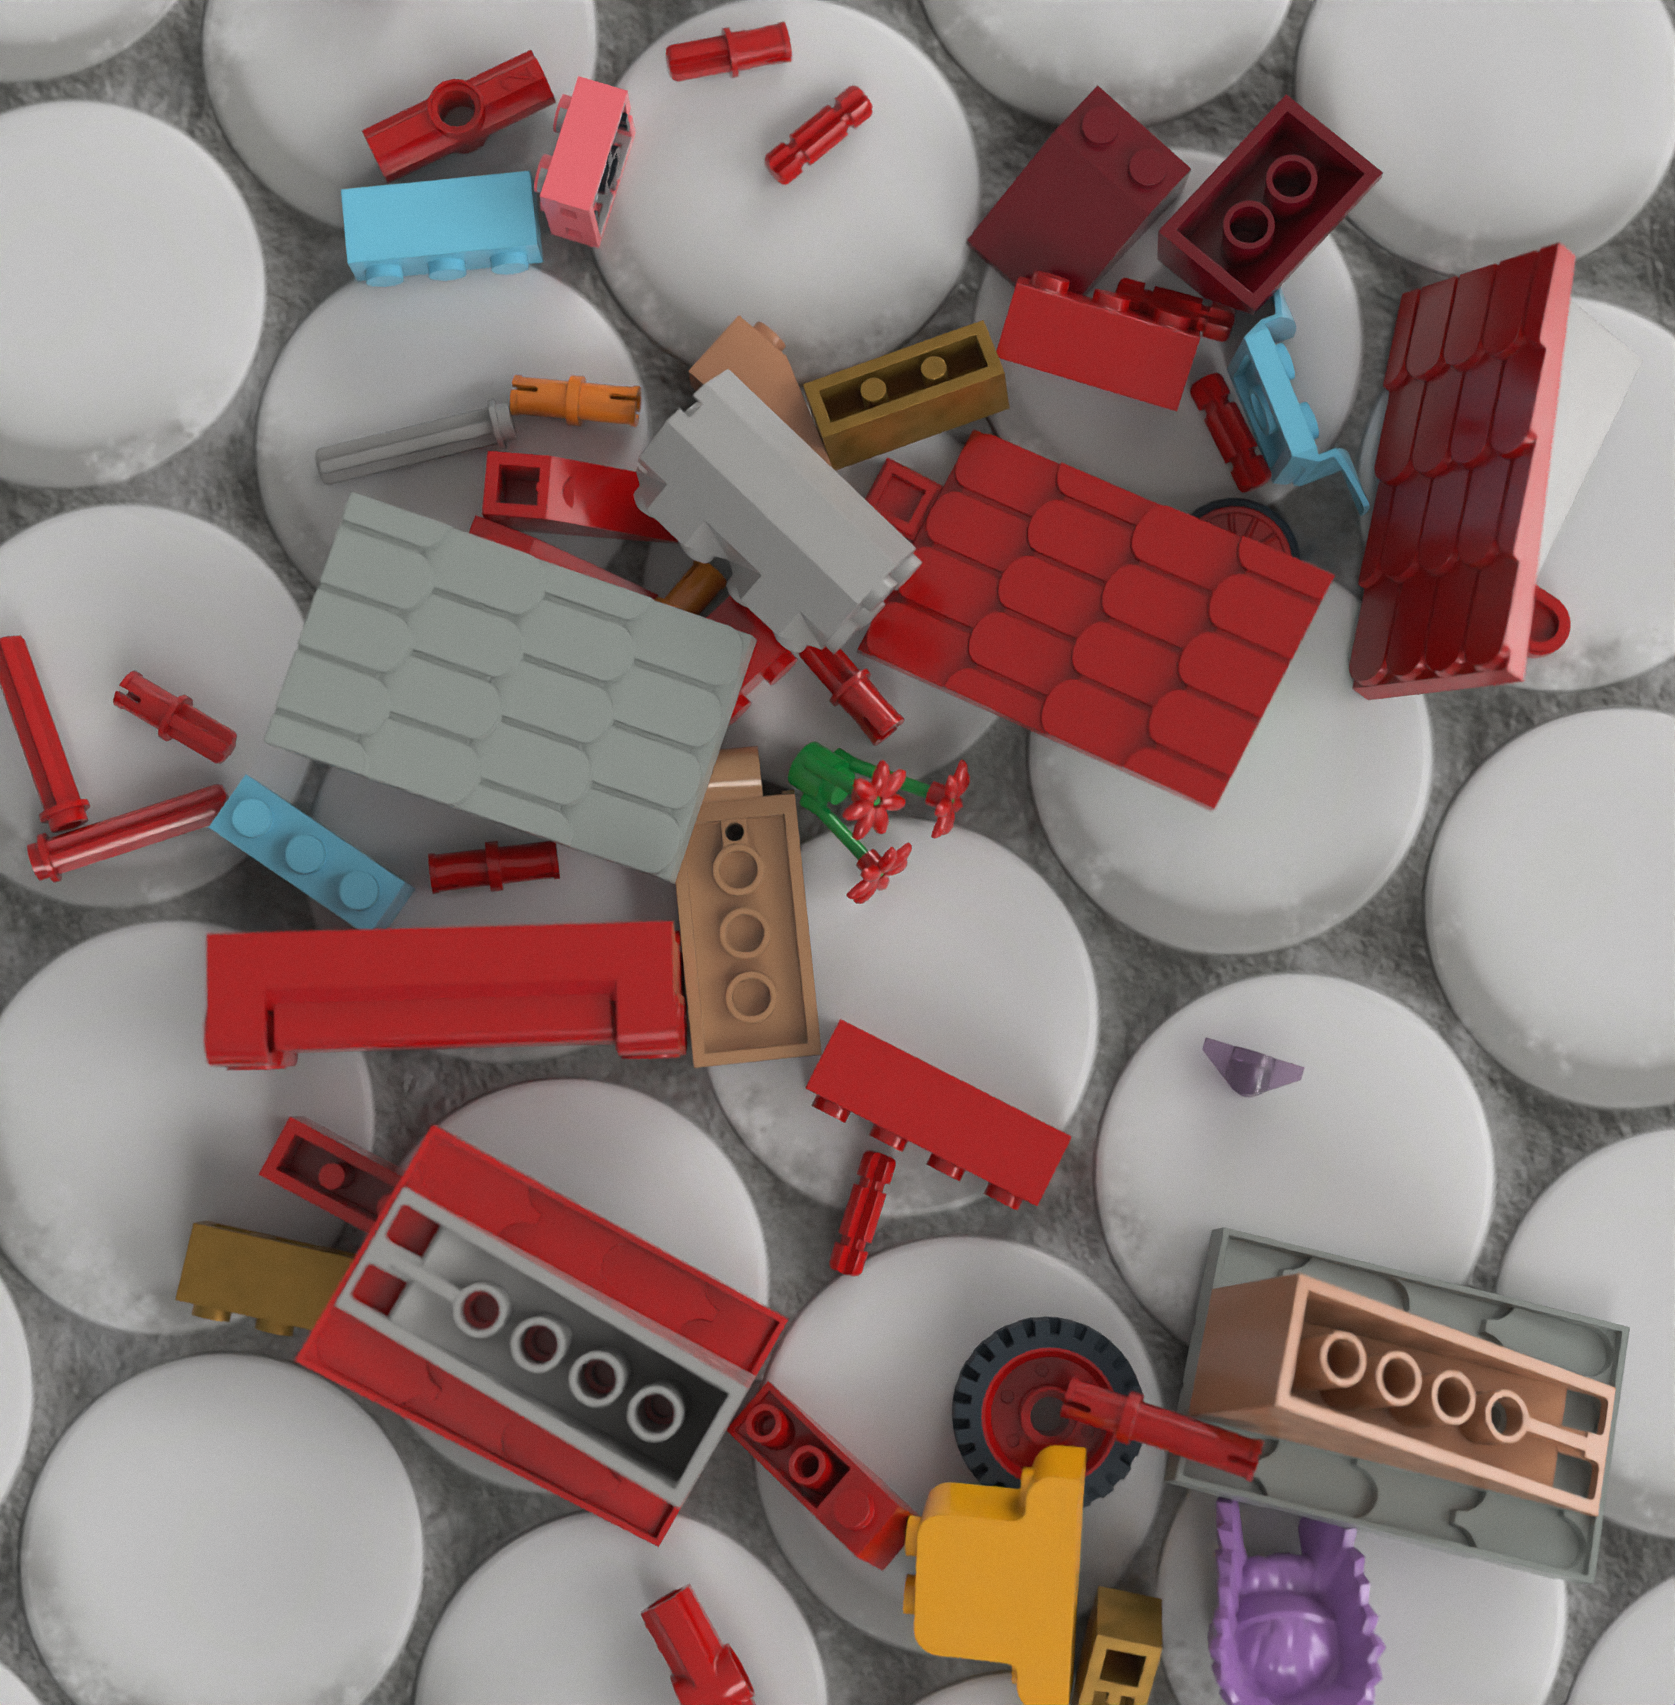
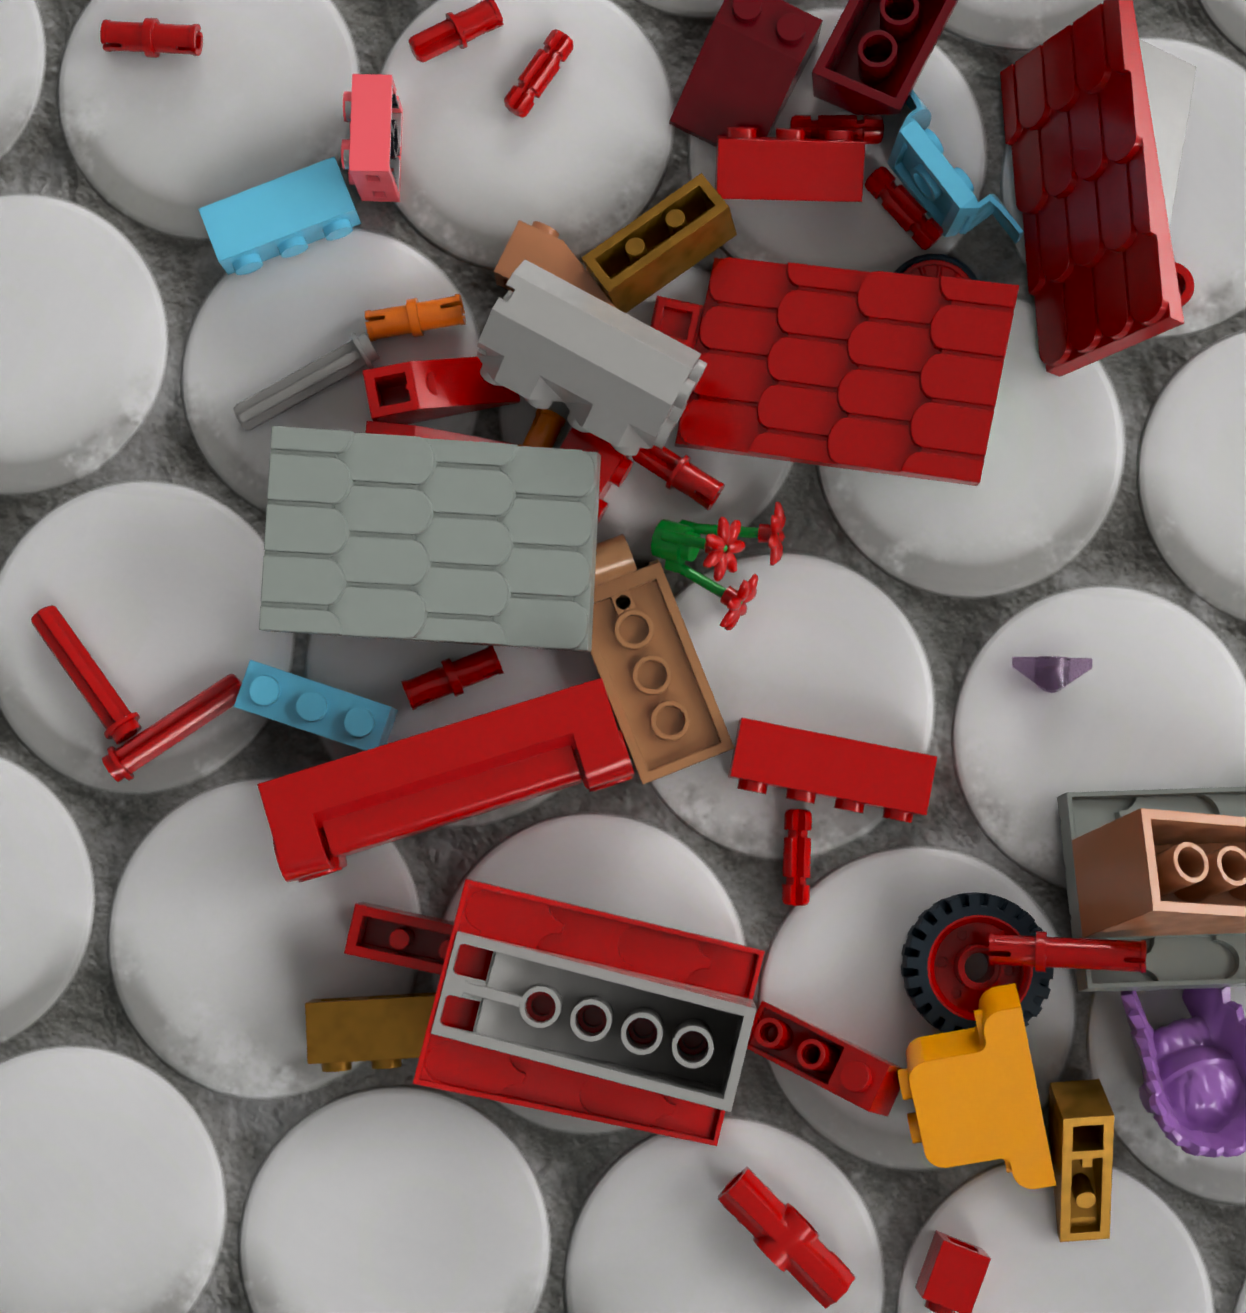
camera: 10 degrees left, 0 degrees up
(175, 718) = (185, 633): red axle -> none
(496, 97) = (293, 110): red piece -> none

